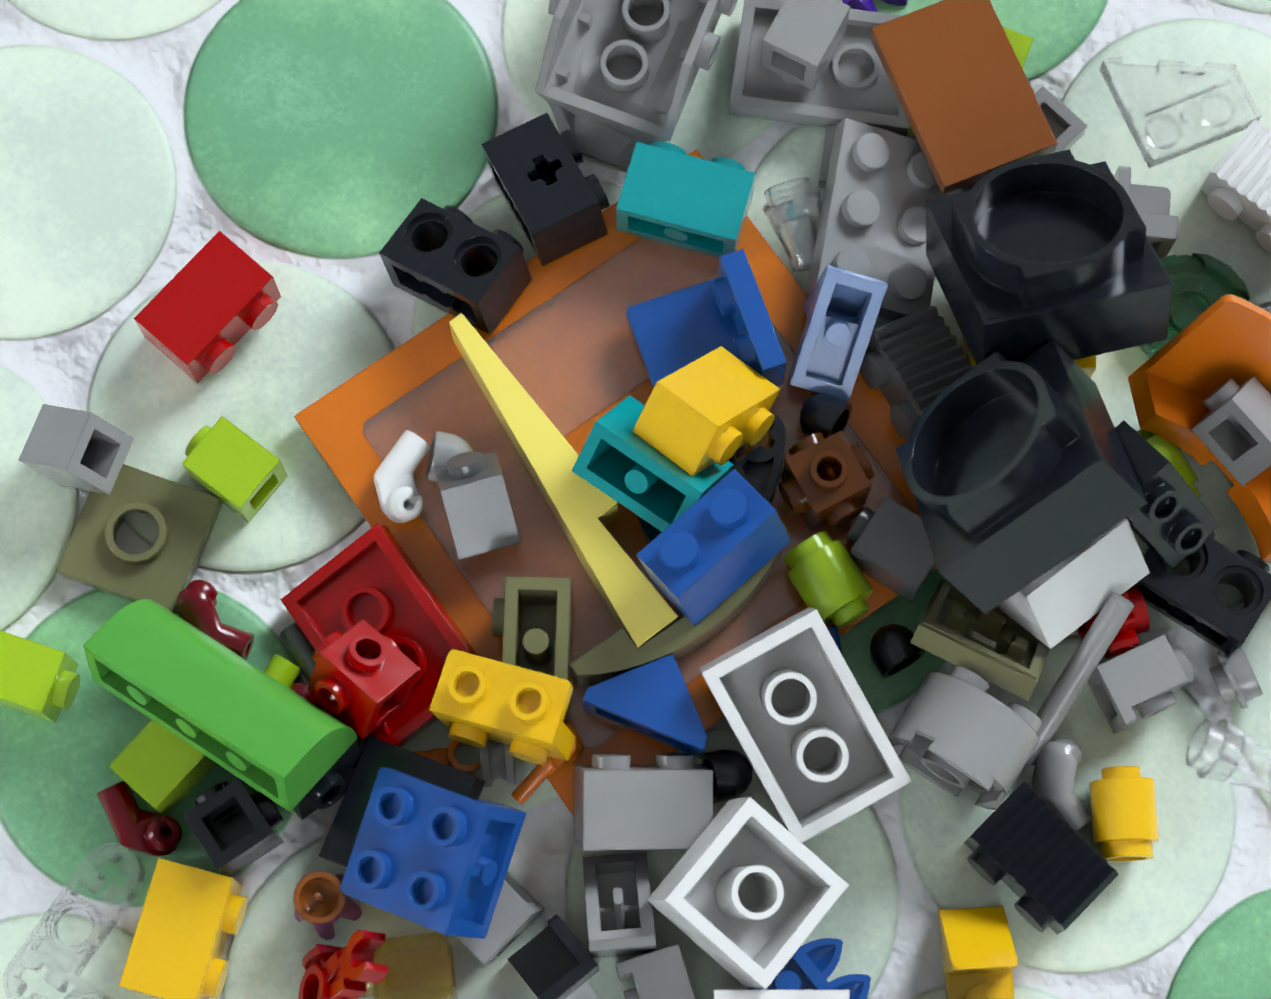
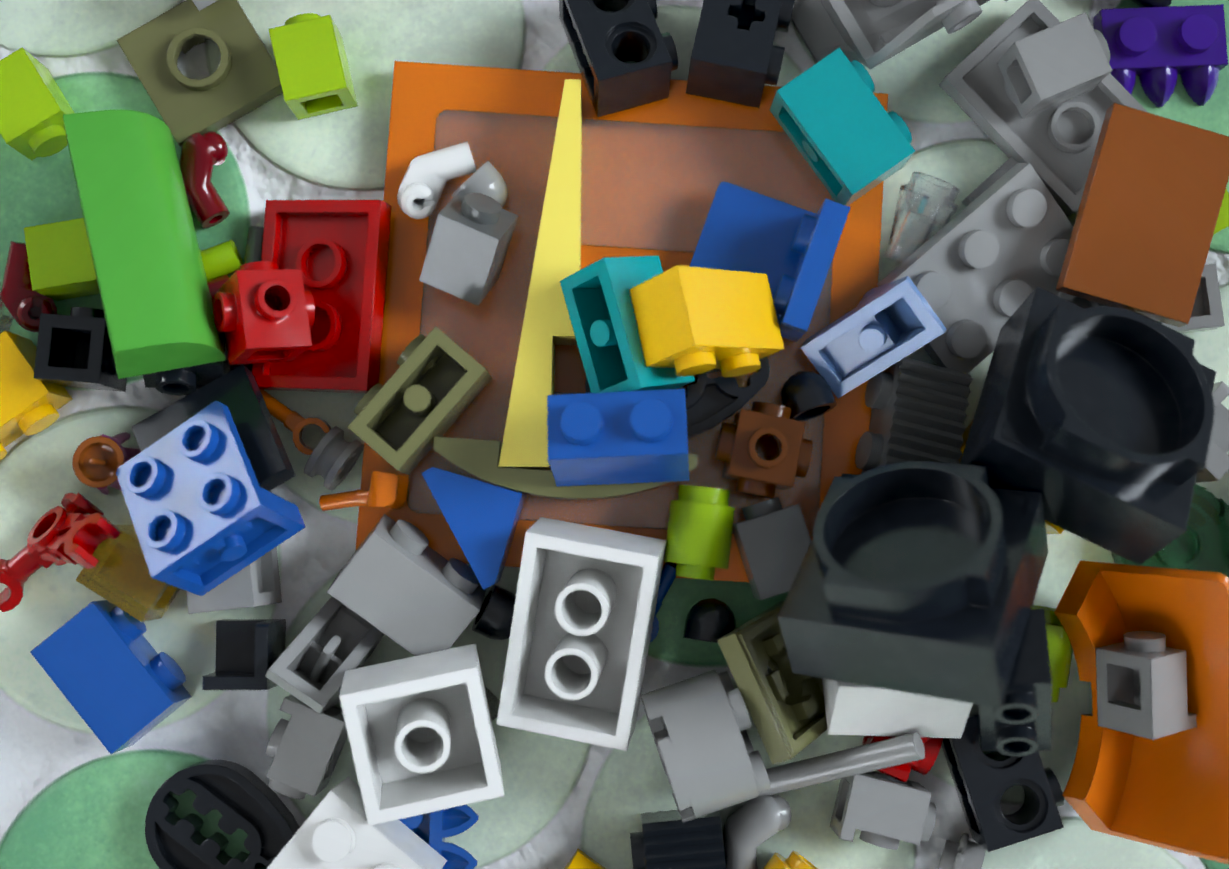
camera: 35 degrees right, 10 degrees up
(504, 704) = (352, 427): yellow bracket -> none

